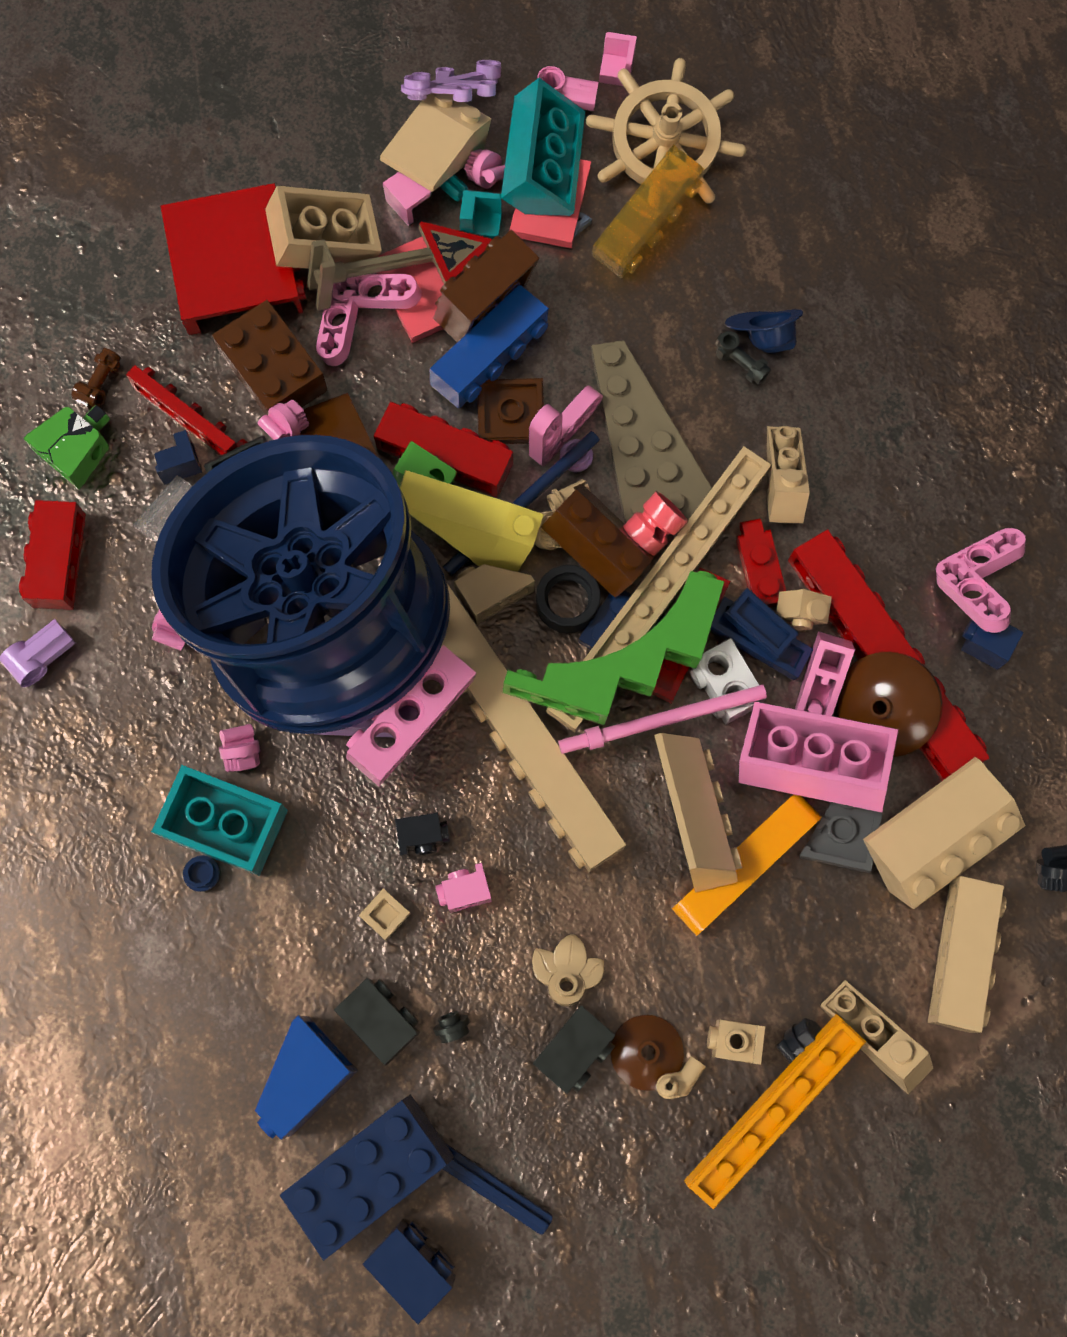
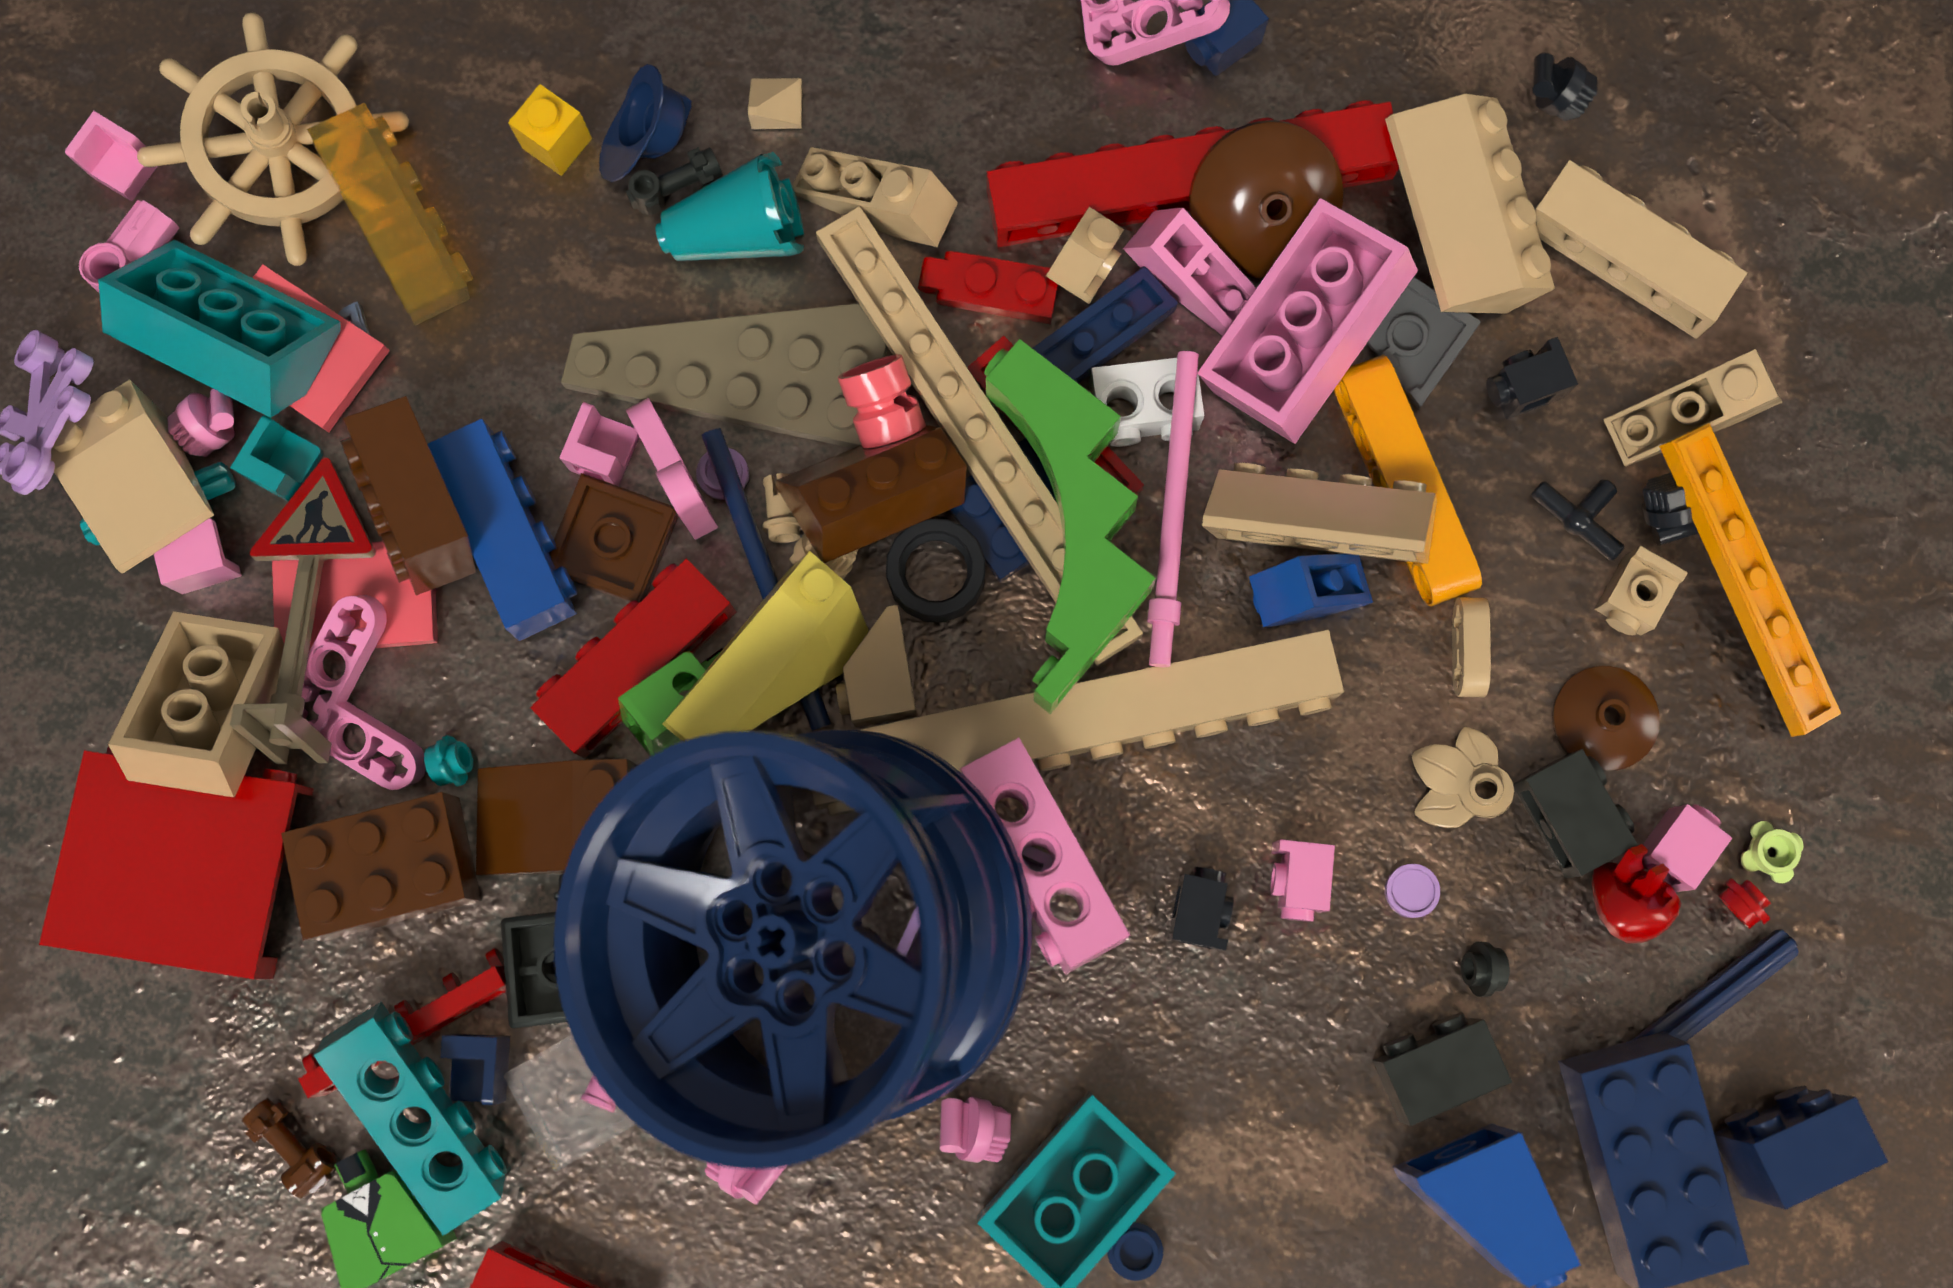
camera: 65 degrees left, 5 degrees up
(117, 438) = (444, 1192): none -> teal brick
(284, 420) = (494, 879): bright pink piece -> none
(344, 374) = (448, 761): none -> teal plate
(384, 914) = (1294, 1005): tan plate -> none
(485, 965) = (1412, 890): none -> lavender piece
(531, 1107) = (1633, 901): none -> red piece
(560, 1185) = (1745, 902): none -> red plate
(562, 379) = (598, 446): none -> bright pink panel
(581, 1130) = (1687, 844): none -> bright pink brick
(594, 1202) = (1787, 847): none -> yellowish green plate
(650, 828) = (1309, 588): none -> blue slope
(655, 943) = (1471, 647): none -> tan beam
(680, 1083) = (1665, 690): tan arm -> none
(735, 400) = (735, 217): none -> teal cone
(740, 277) = (550, 129): none -> yellow brick
(761, 624) = (1088, 319): dark blue tile -> none
(770, 986) = (1579, 519): none -> black piece
(817, 396) = (775, 103): none -> tan slope
(847, 919) = (1532, 380): none -> black brick

